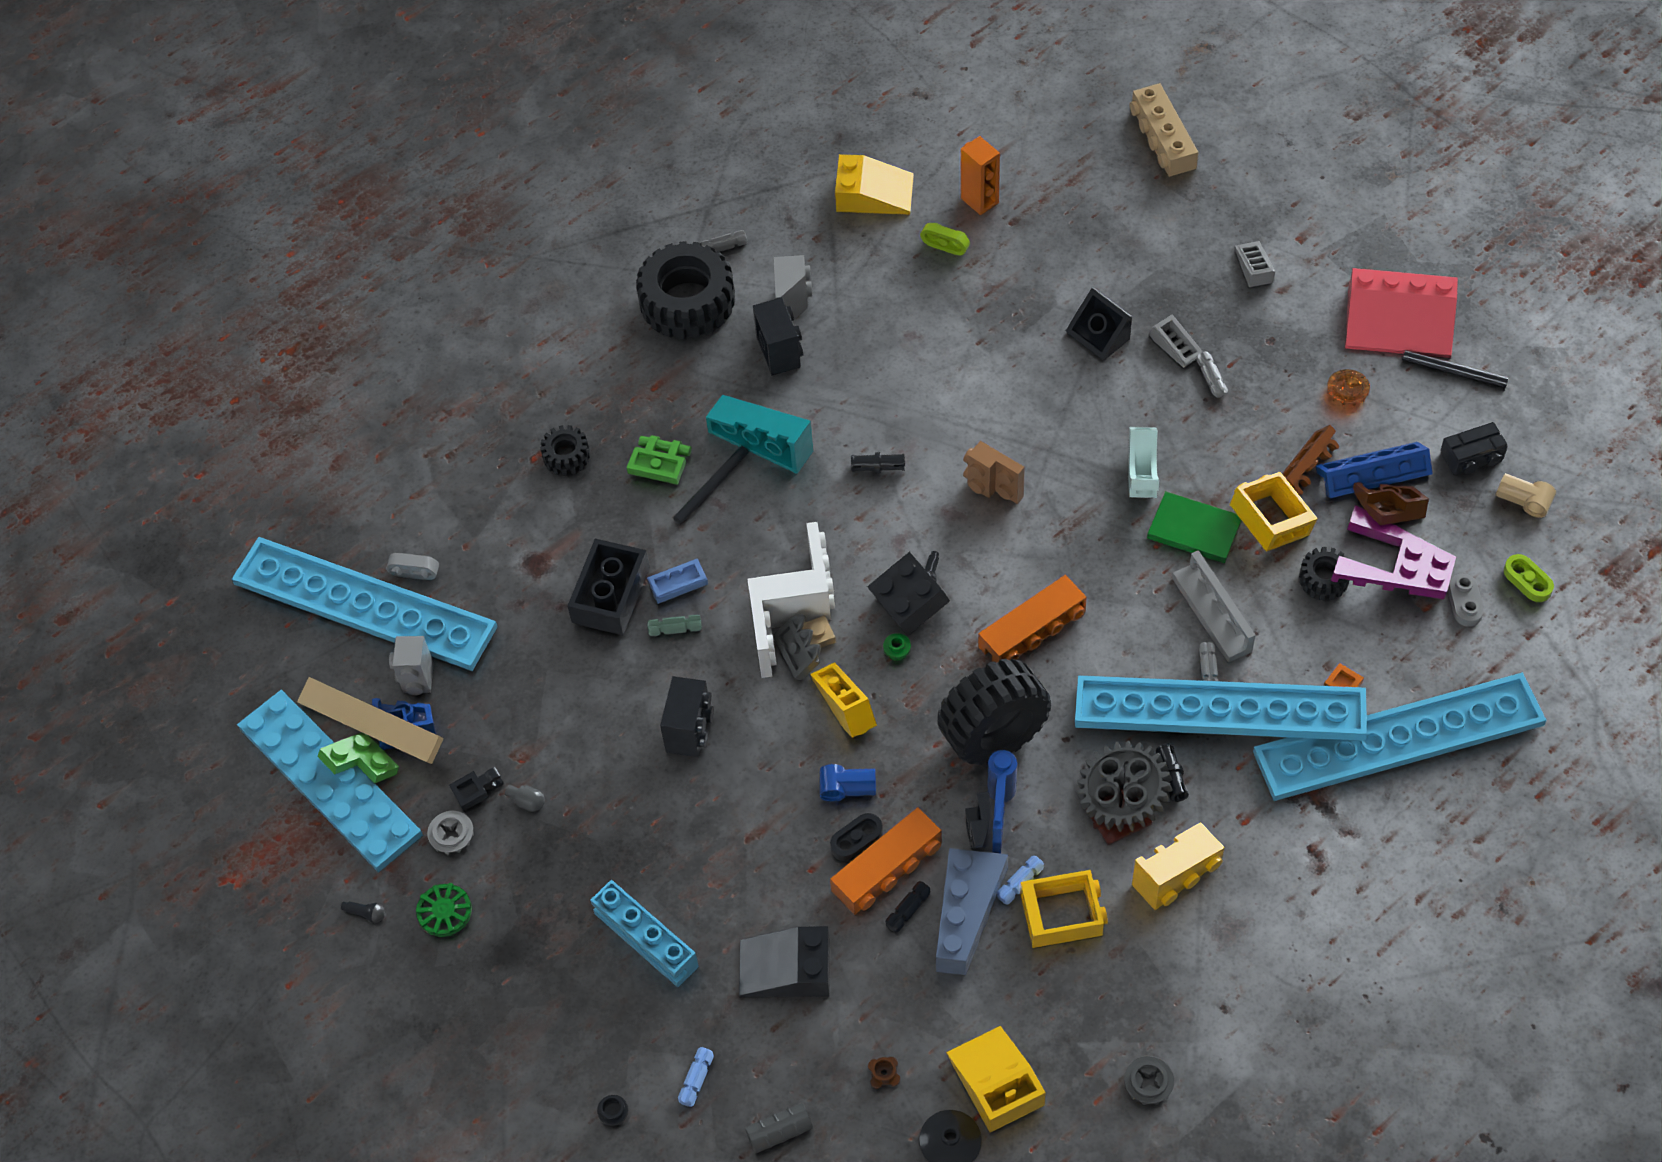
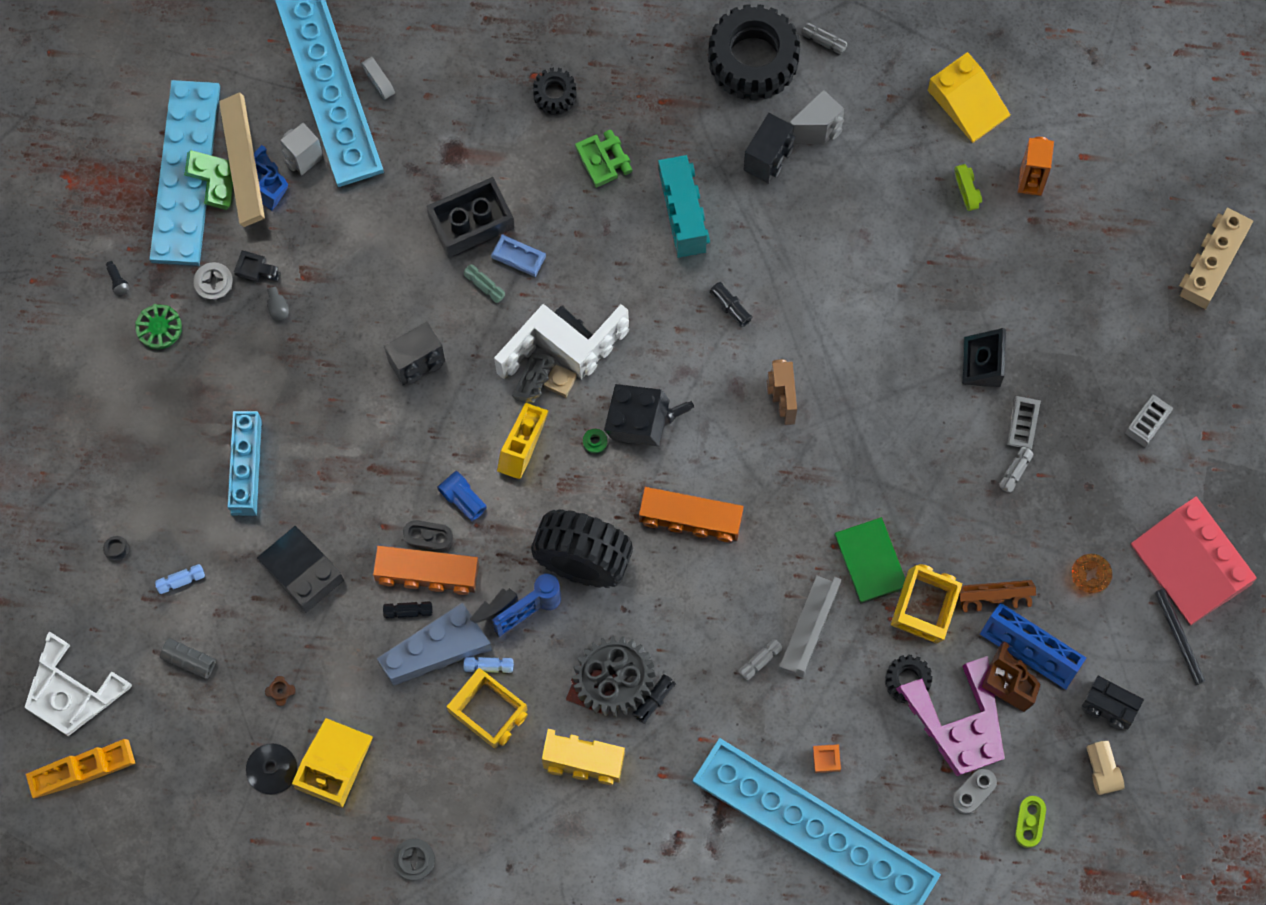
camera: 45 degrees right, 15 degrees up
(710, 485) = (615, 209): black bar -> none
(1143, 462) = (888, 484): light aqua arch -> none
(1221, 708) = (730, 693): medium azure plate -> none

